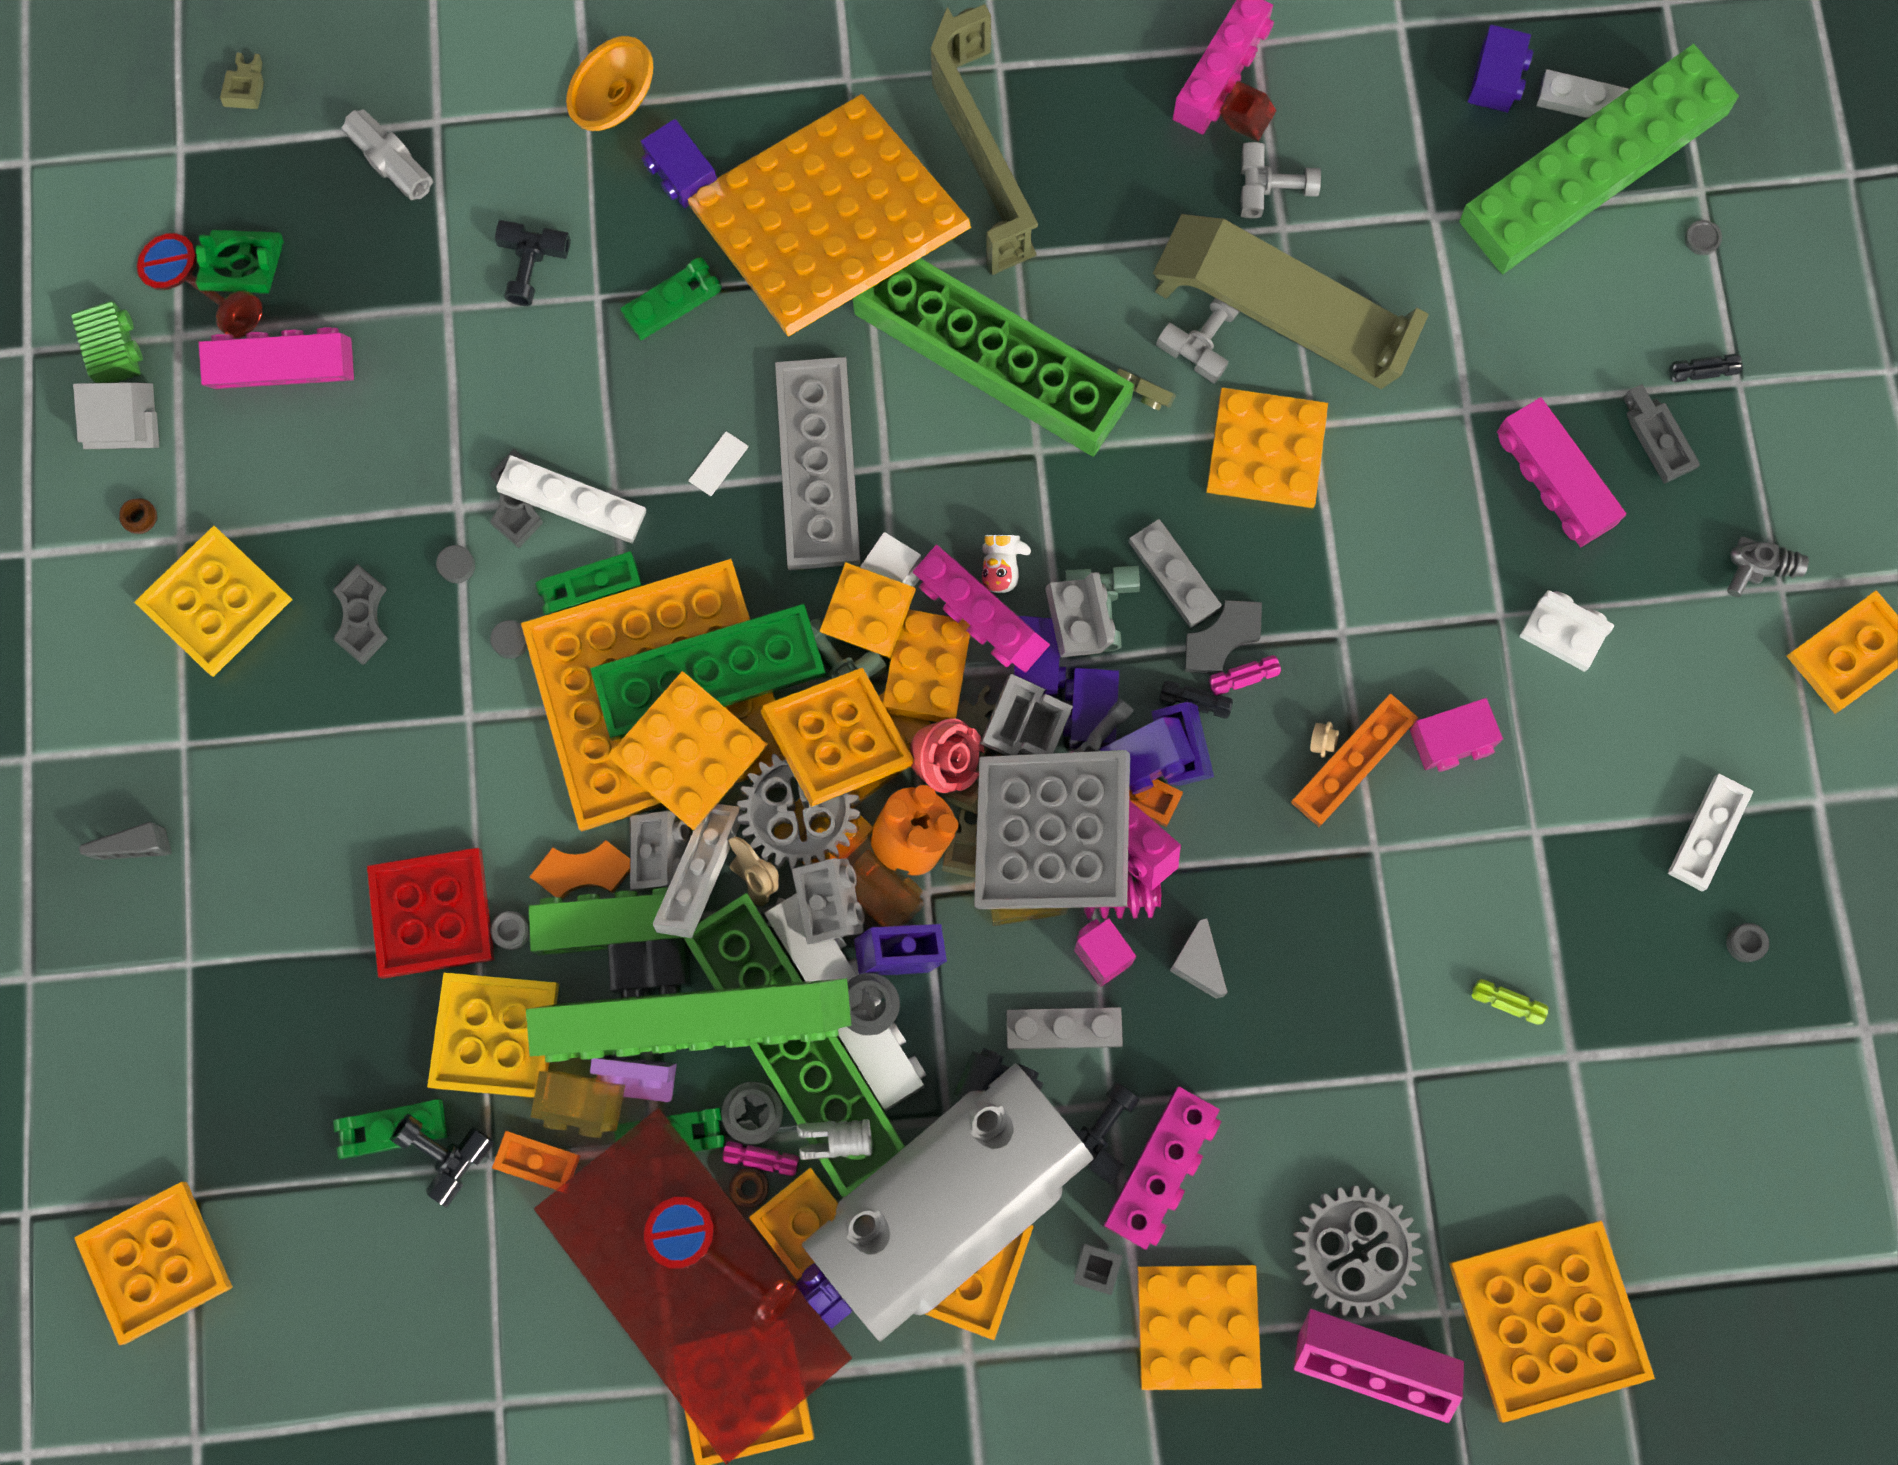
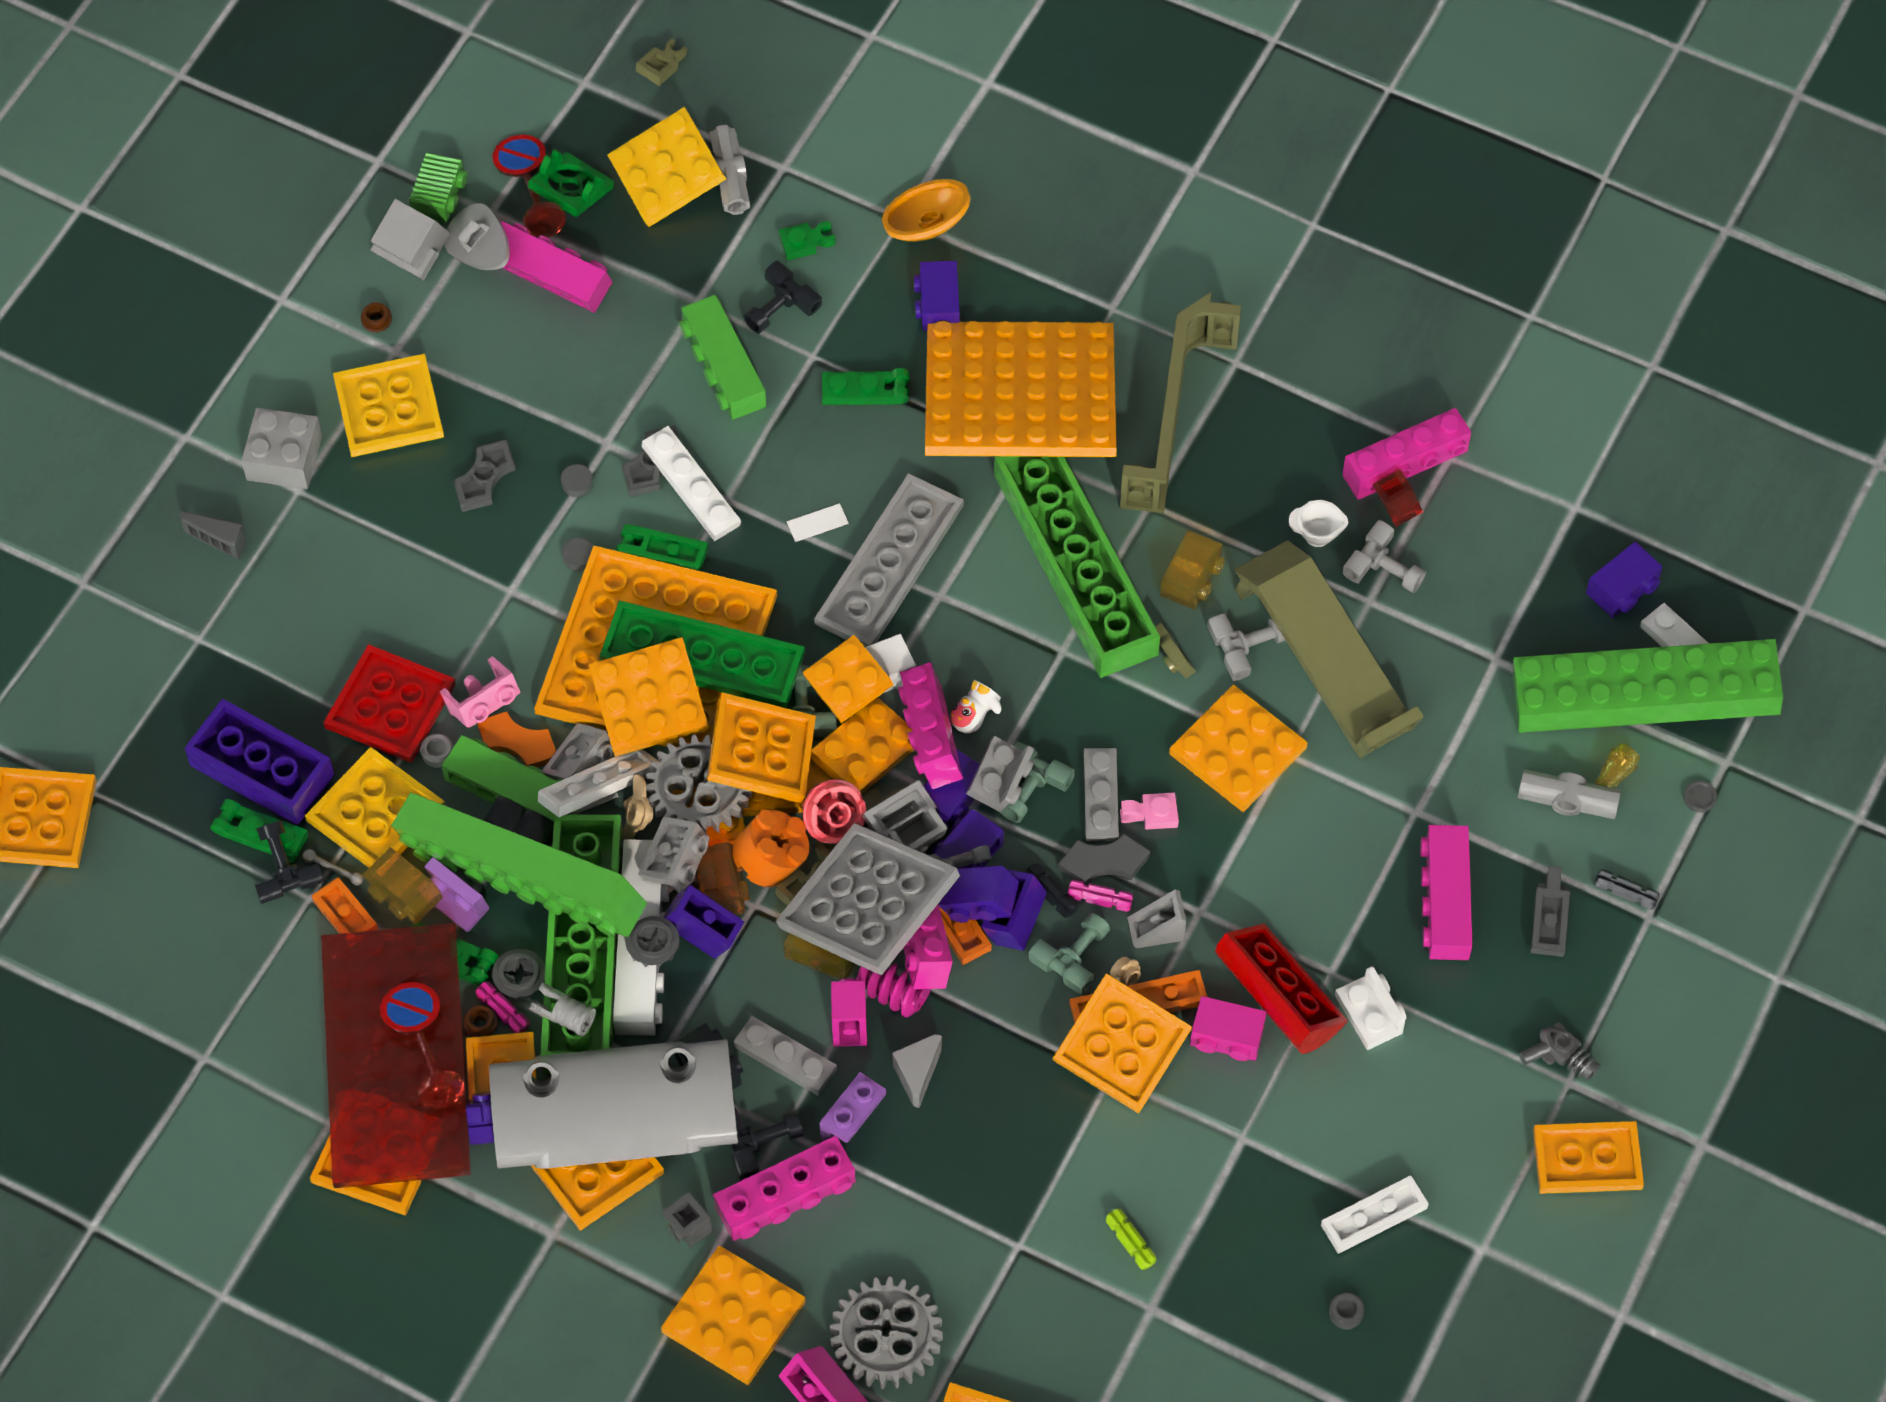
camera: 30 degrees right, 15 degrees down
(136, 713) = (281, 448): none -> light grey brick
(186, 373) = (478, 238): none -> light grey shield
(323, 187) = (666, 167): none -> yellow plate
(342, 1061) = (259, 762): none -> dark purple brick
(460, 1122) = (310, 857): none -> light grey hinge
(507, 186) = (802, 241): none -> green plate
(514, 351) = (723, 357): none -> bright green brick
(521, 850) = (483, 700): none -> bright pink window
(1106, 297) = (1192, 570): none -> clear yellow brick
(1175, 1048) = (852, 1109): none -> medium lavender bracket
(1193, 178) = (1318, 522): none -> white piece
(1235, 558) = (1155, 810): none -> bright pink plate
(1261, 762) = (1067, 960): none -> sand green bar
(1320, 668) = (1159, 922): none -> light grey slope
(1375, 814) = (1122, 1043): none -> light orange plate
(1478, 663) = (1281, 986): none -> red brick
(1595, 307) = (1569, 794): none -> light grey piece
(1618, 252) = (1618, 766): none -> clear yellow cone

